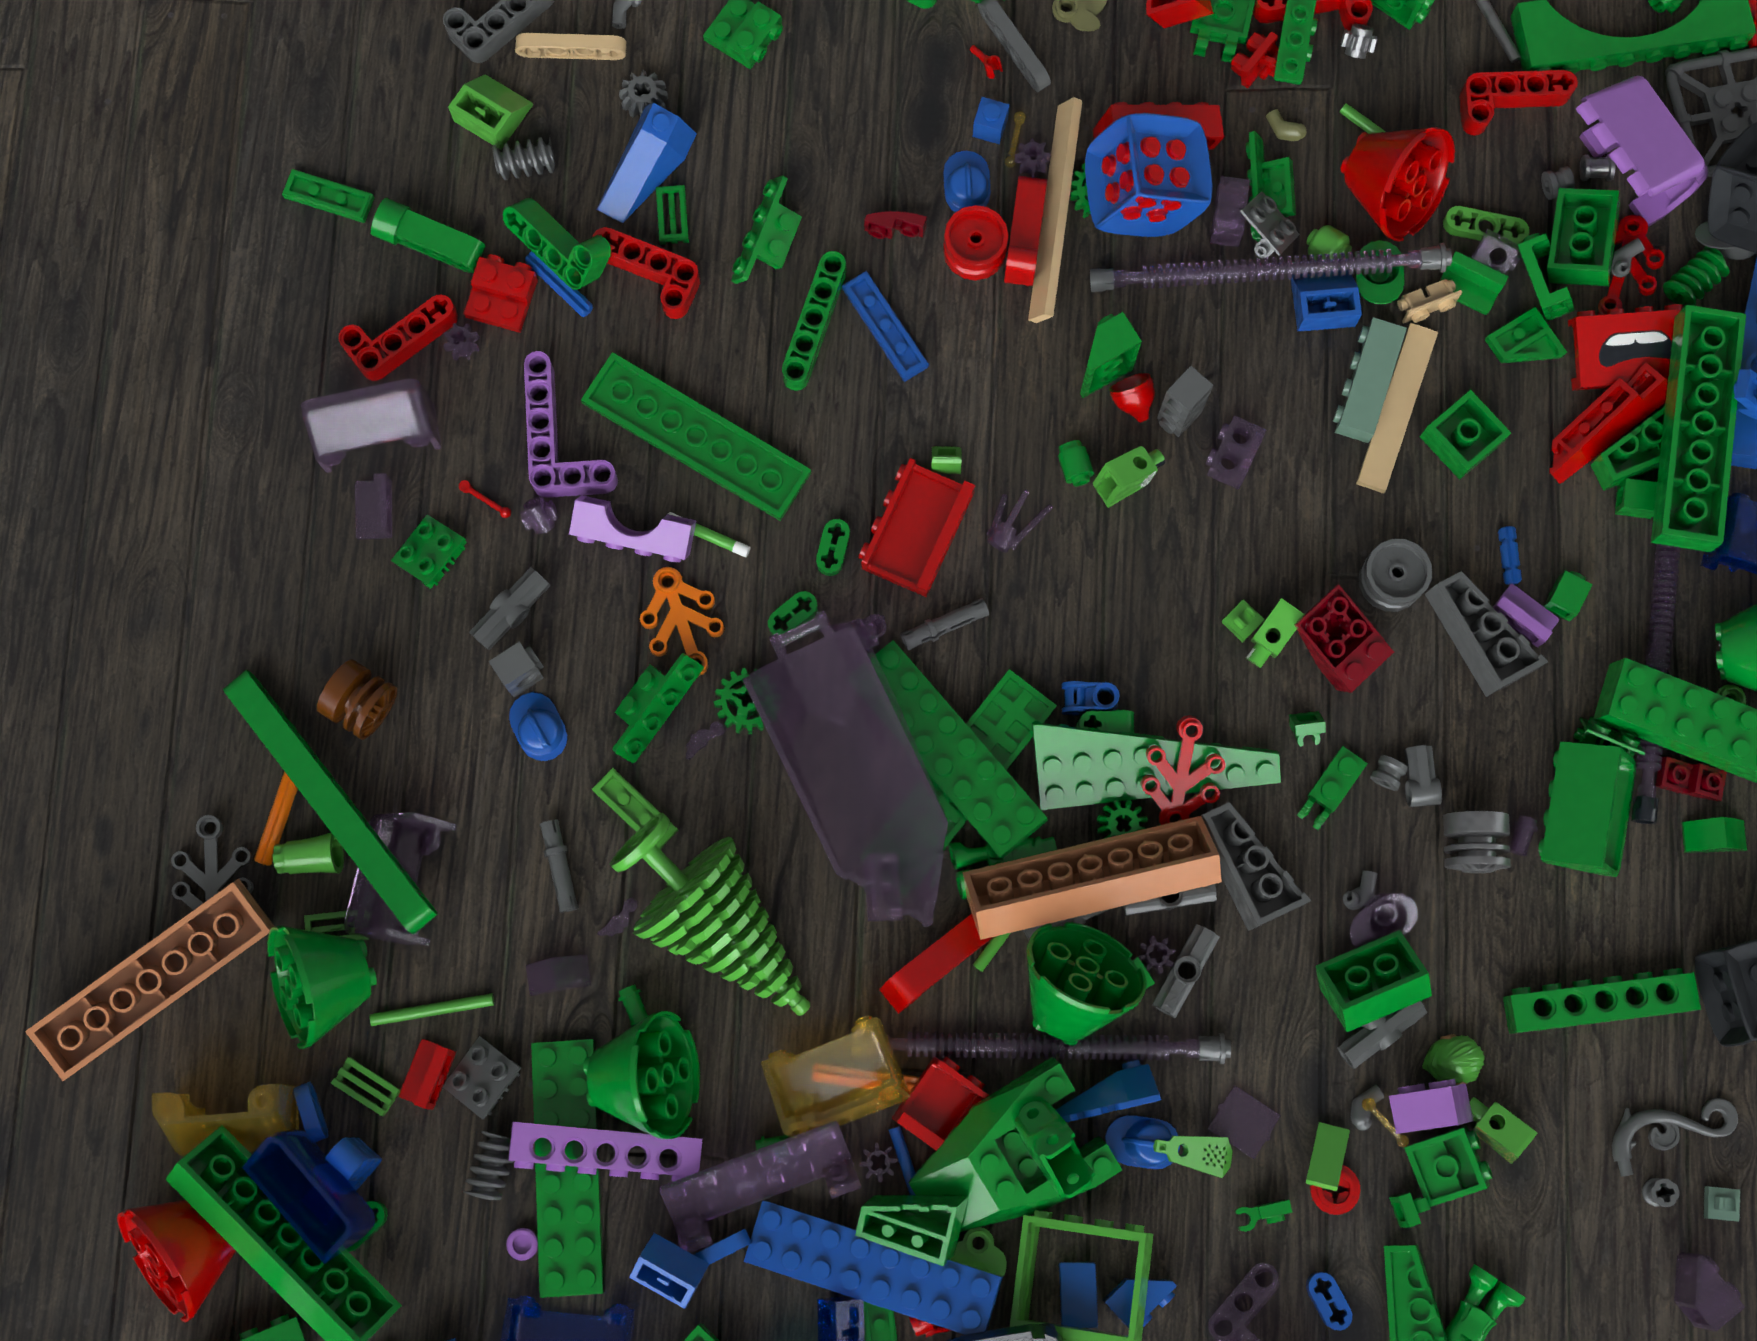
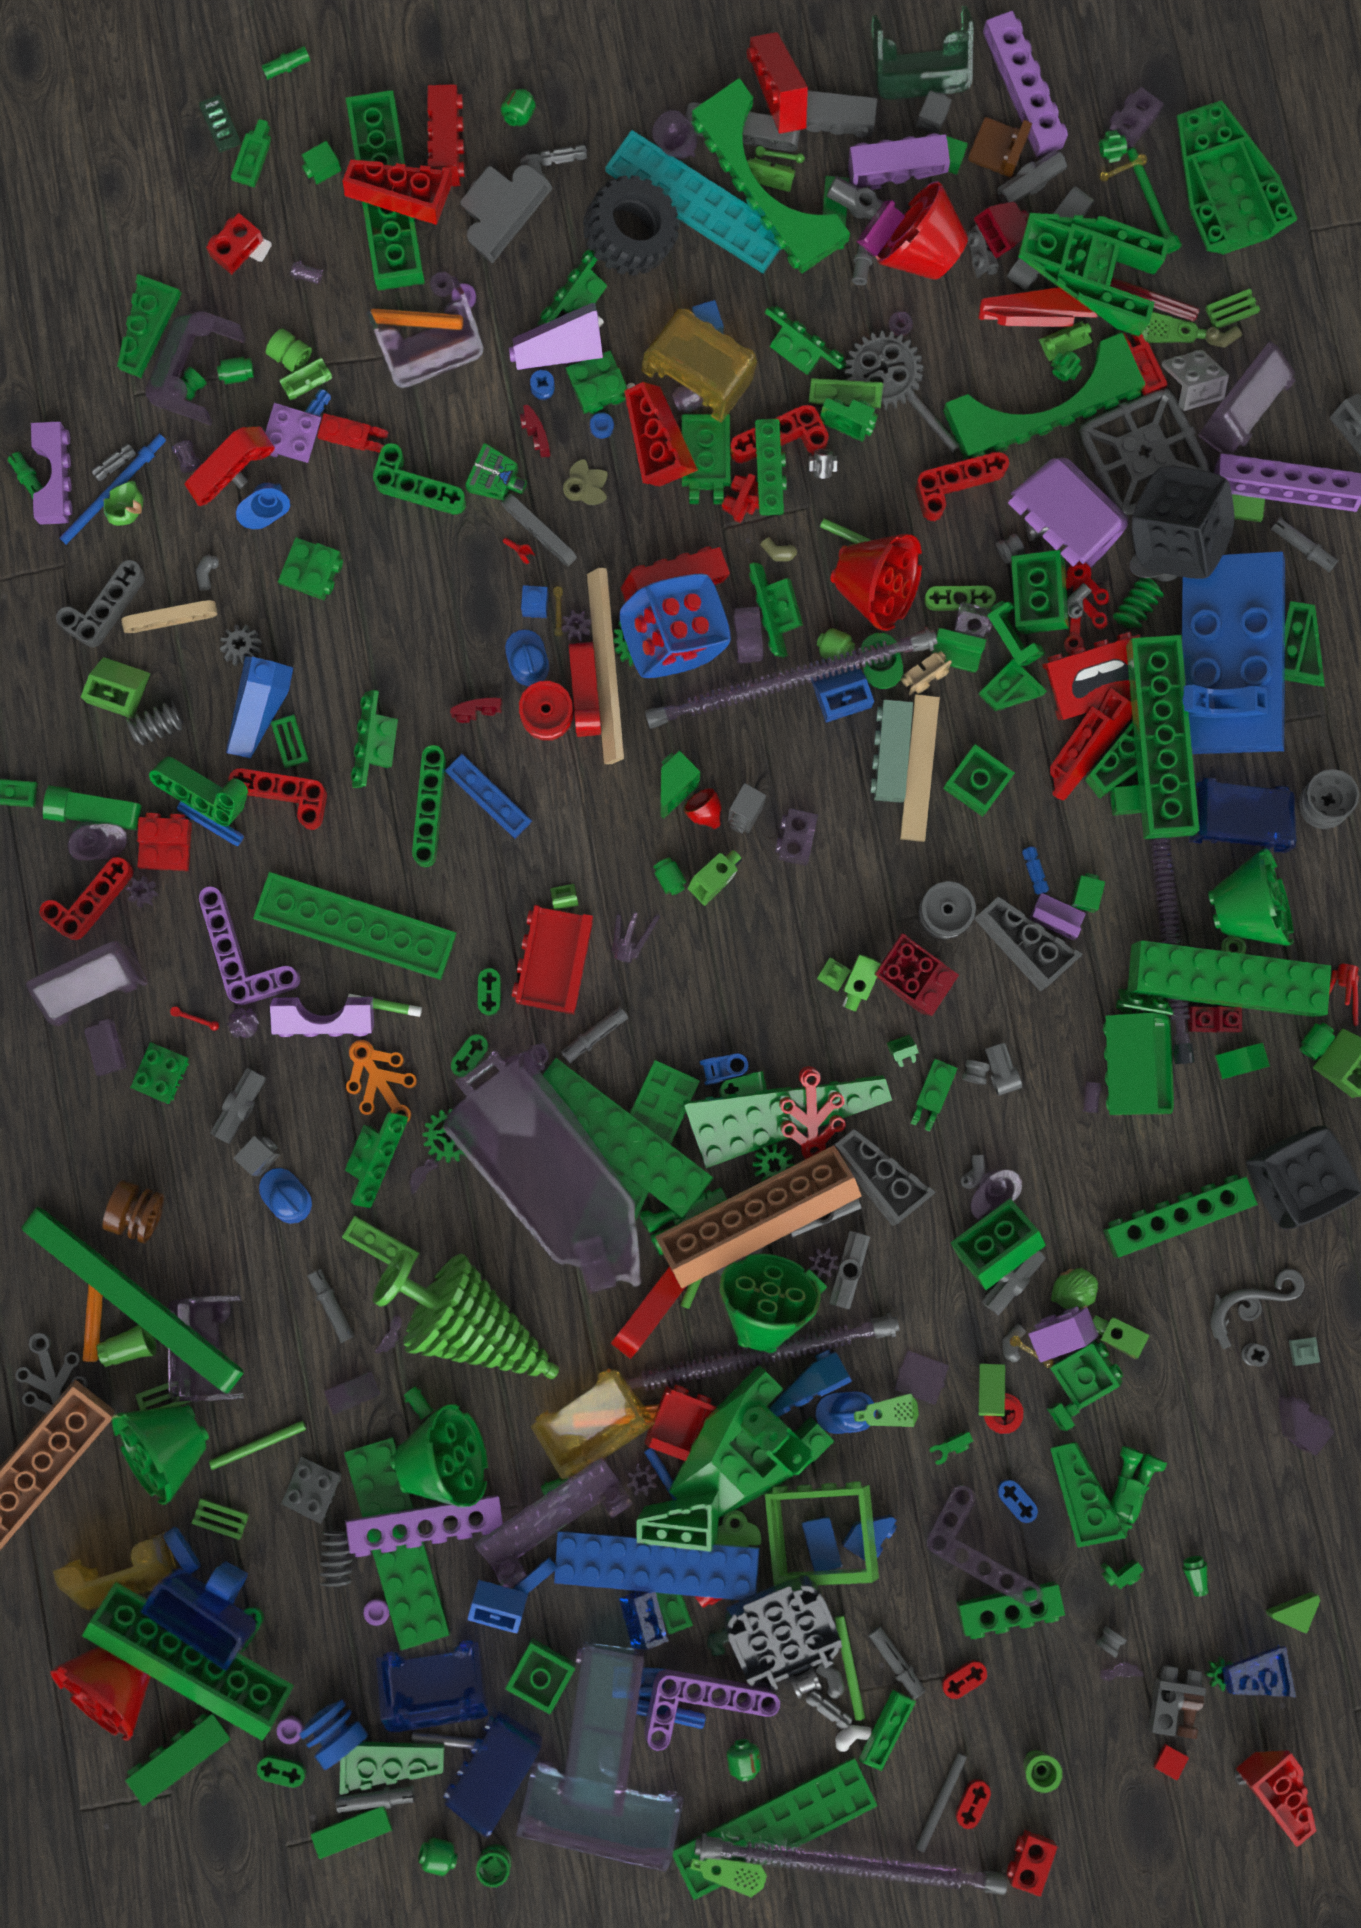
camera: 20 degrees left, 5 degrees up
(424, 273) = (96, 841): none -> clear purple piece
(427, 1074) = (267, 1497): red panel -> none
(1270, 223) = (783, 642): dark grey hinge -> none
(1476, 841) = (1056, 1113): flat silver wheel -> none

